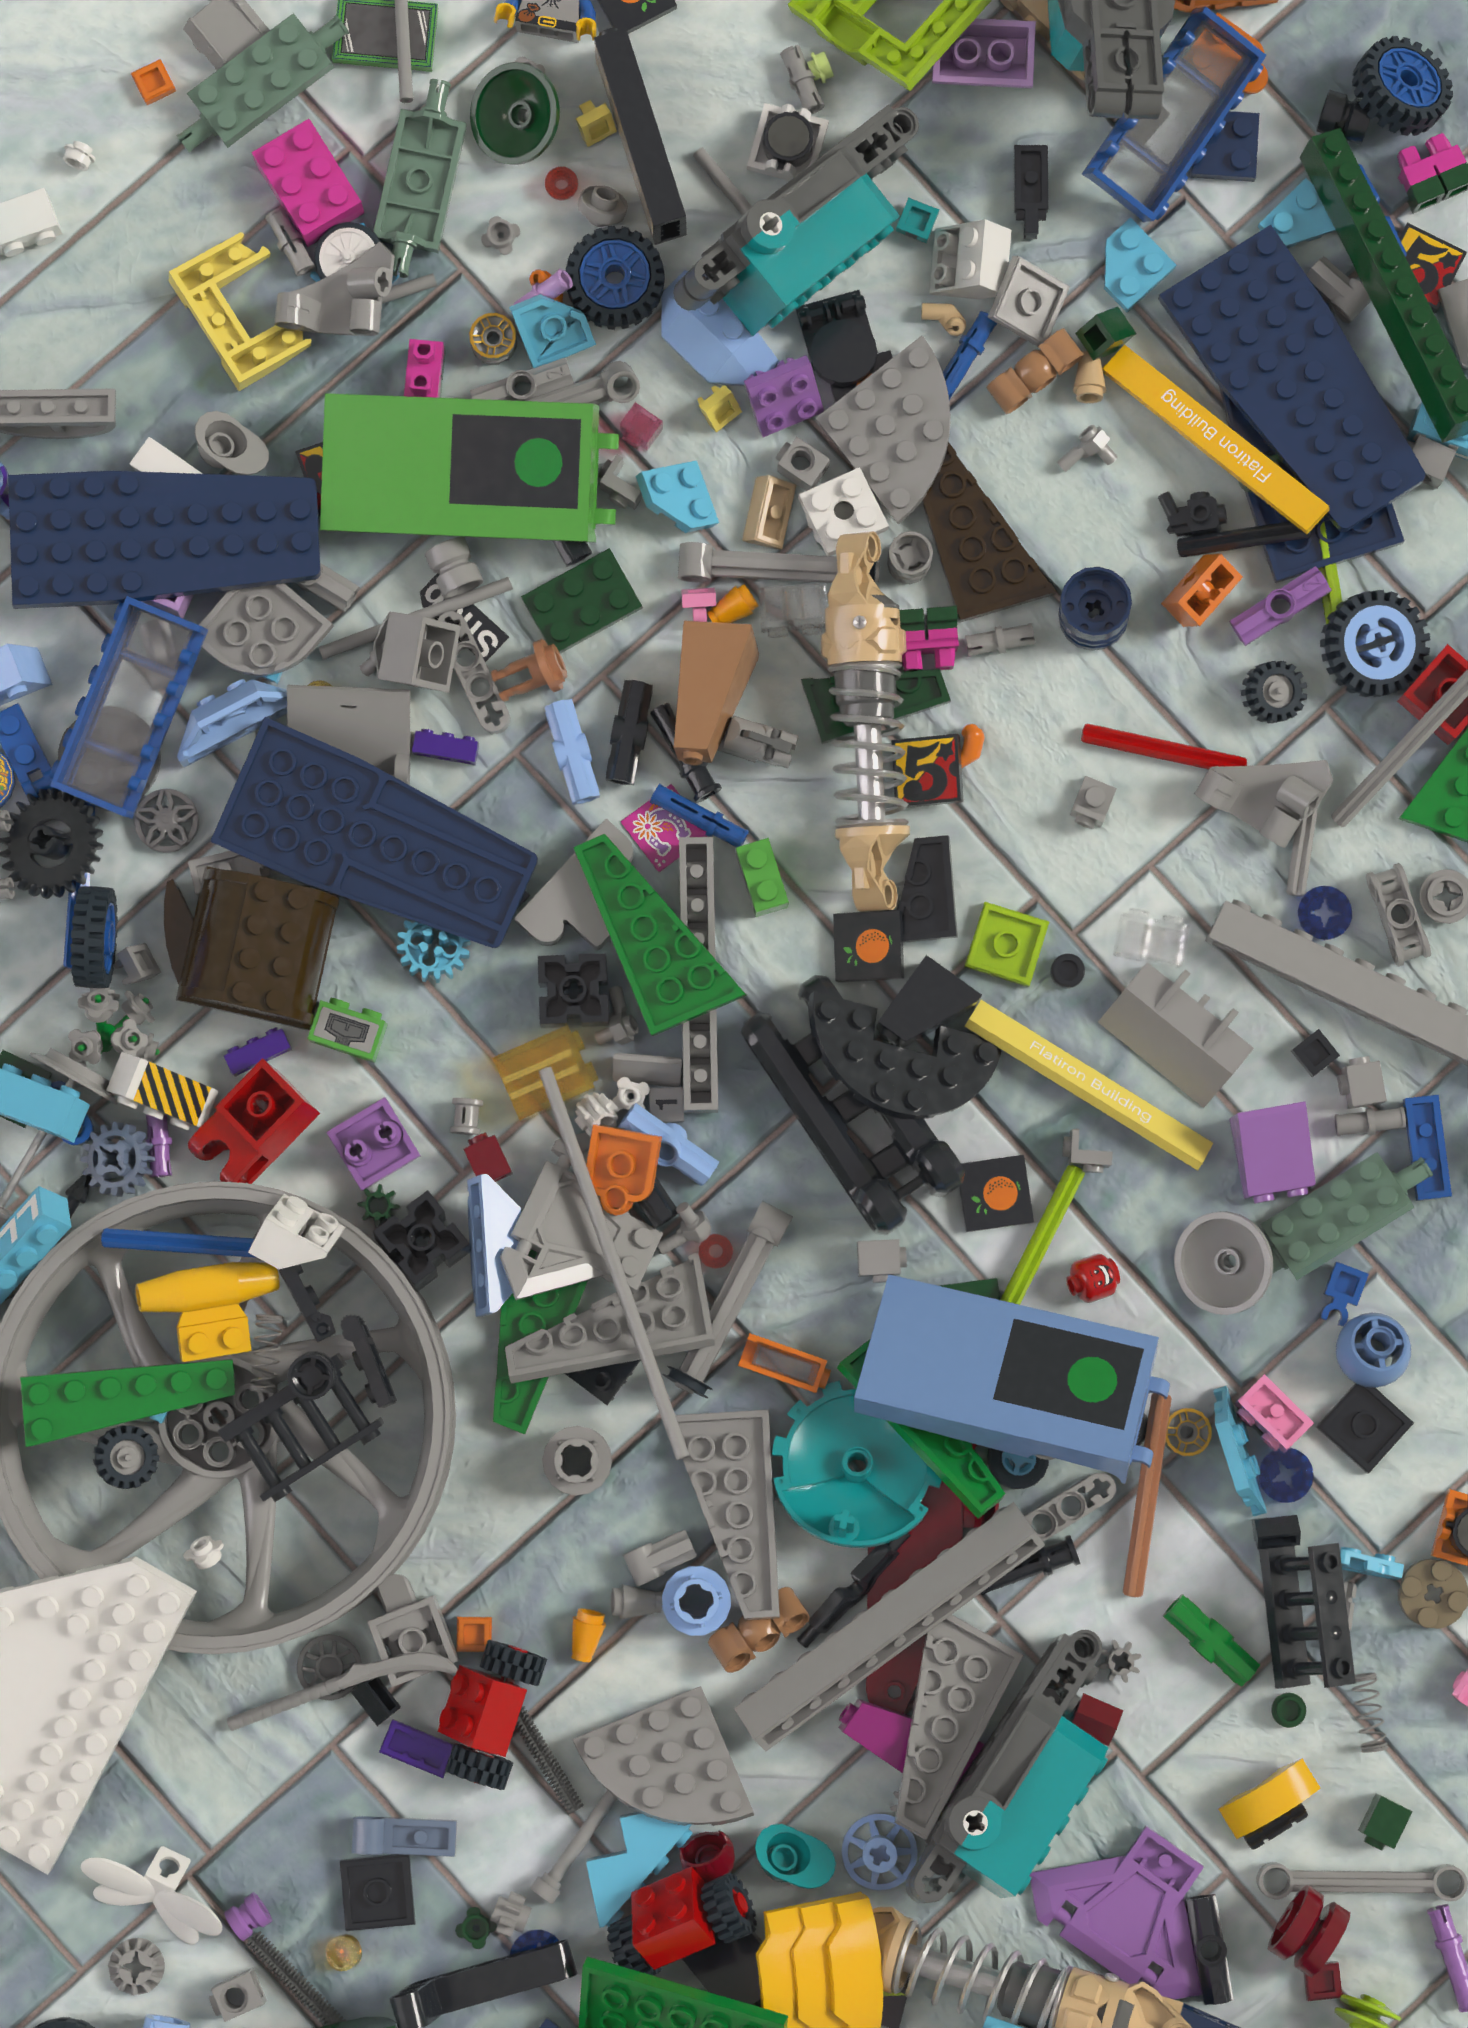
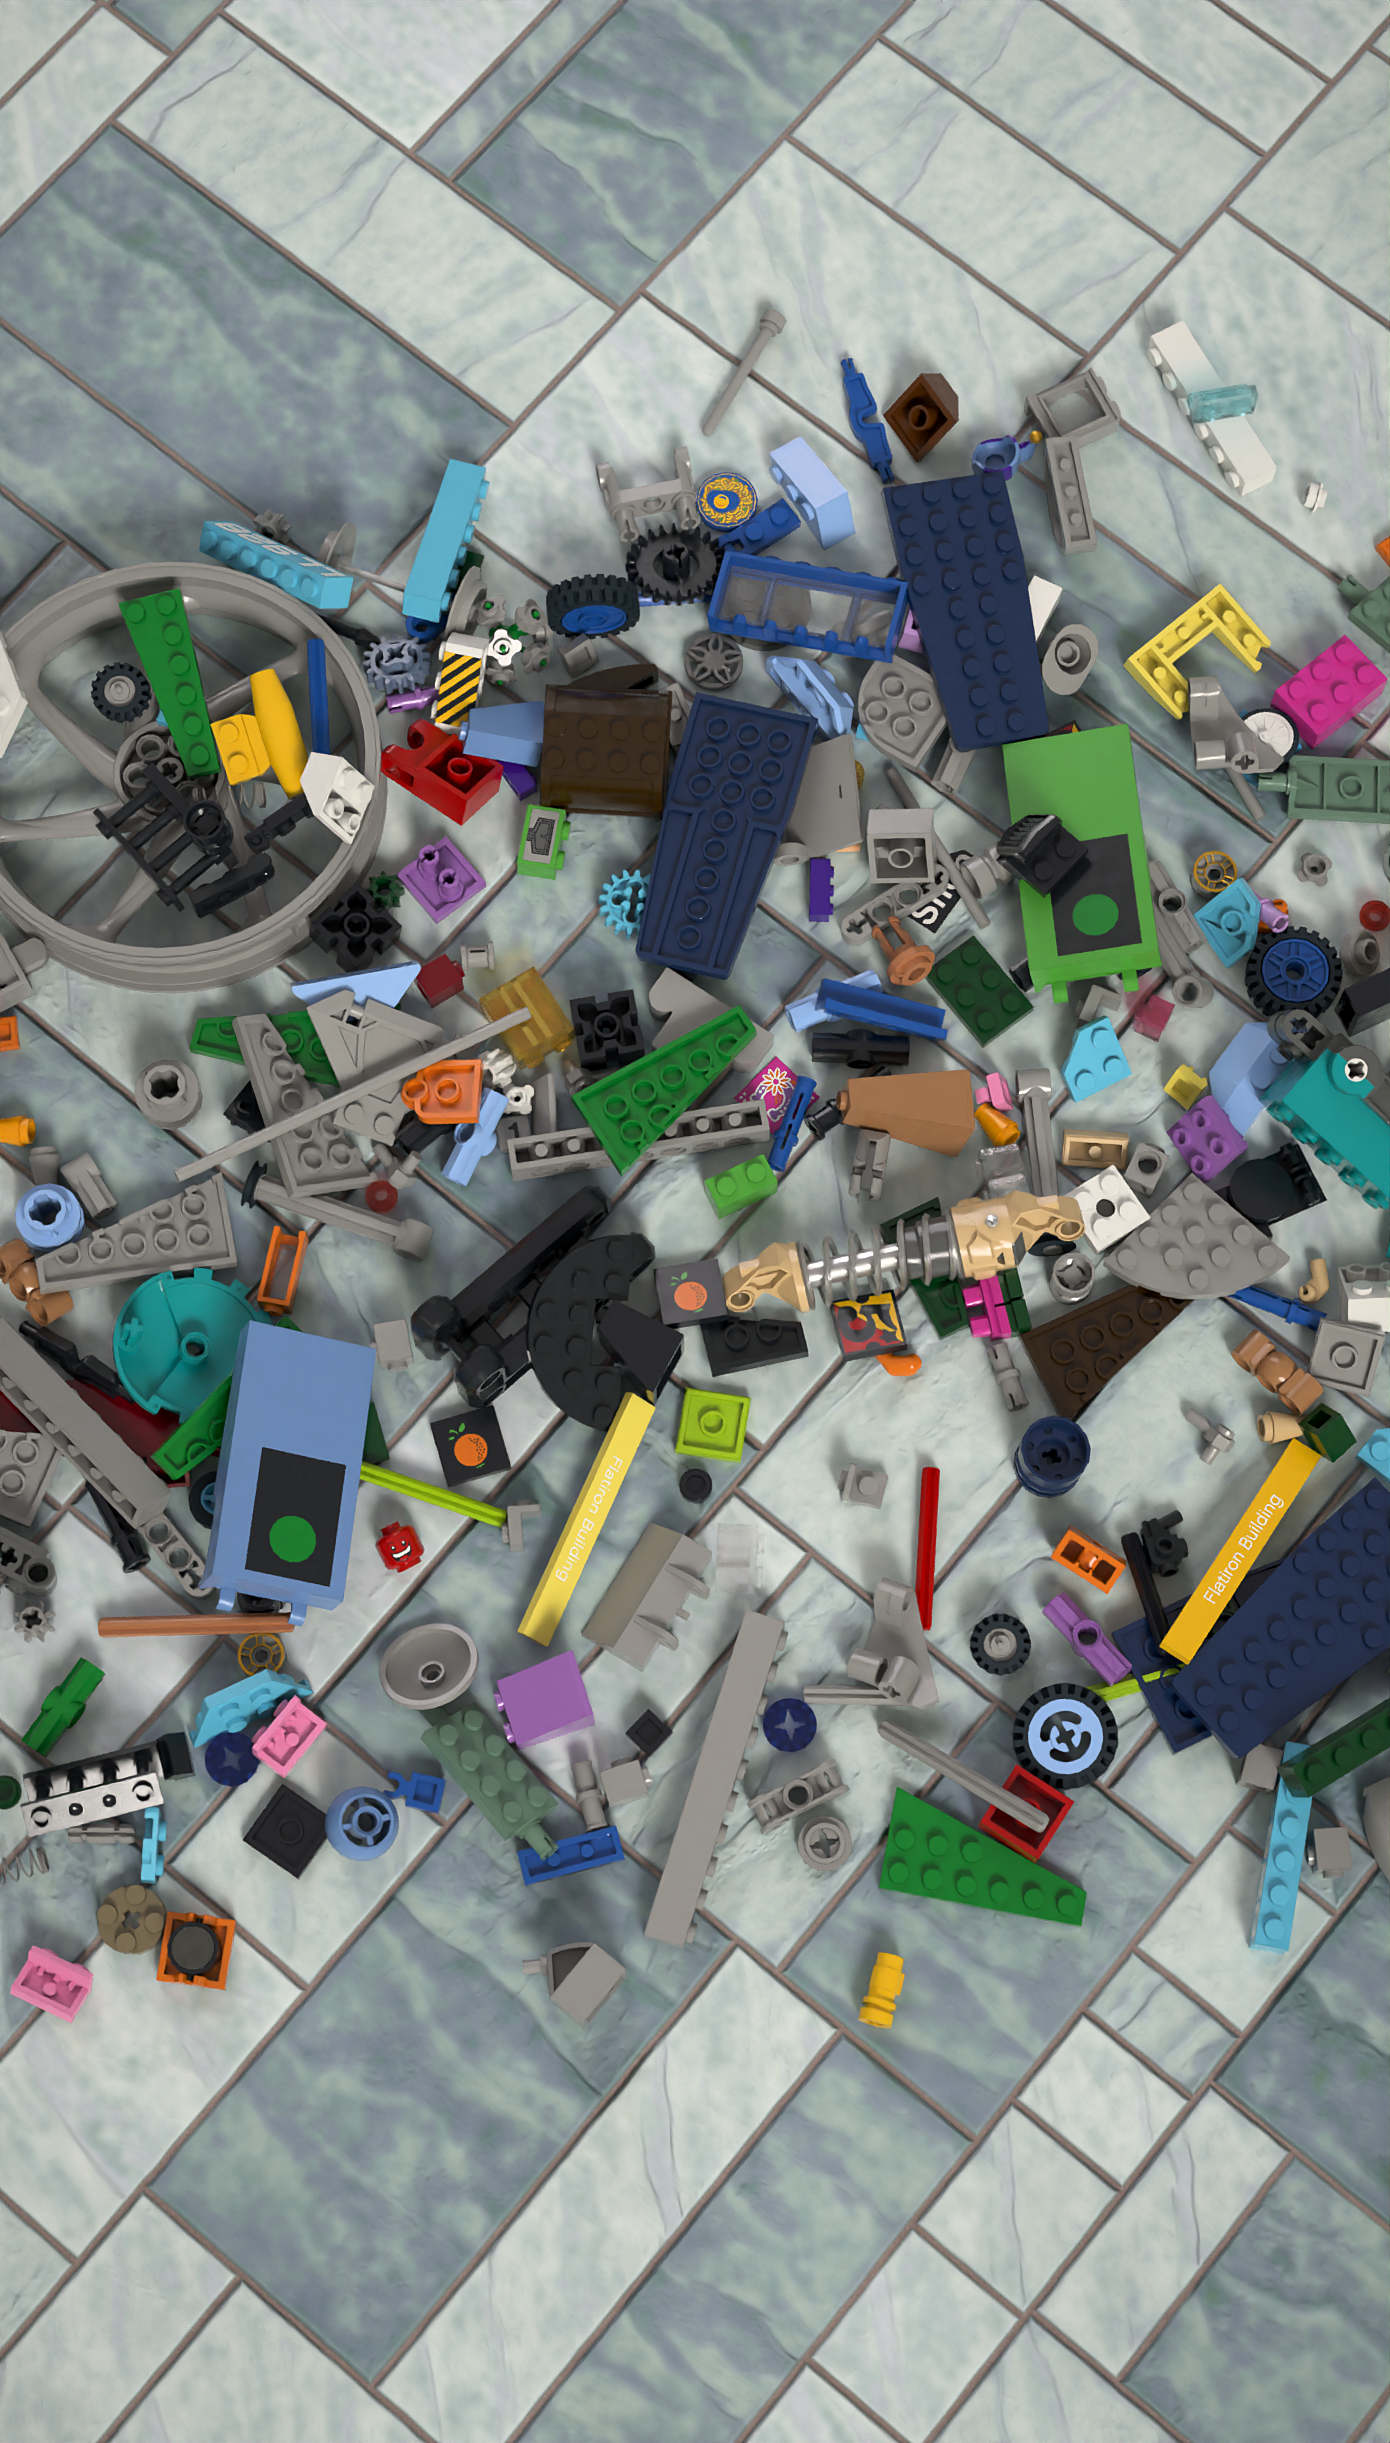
camera: 85 degrees right, 10 degrees down
(204, 1552) = (40, 766): white plate -> none
(224, 1050) = (505, 732): none -> medium blue slope
(279, 223) = (1267, 687): light grey pin -> none
(424, 368) = (1169, 816): dark pink hips -> none
(457, 509) = (1039, 851): none -> black piece
(596, 703) = (881, 1010): none -> blue fence

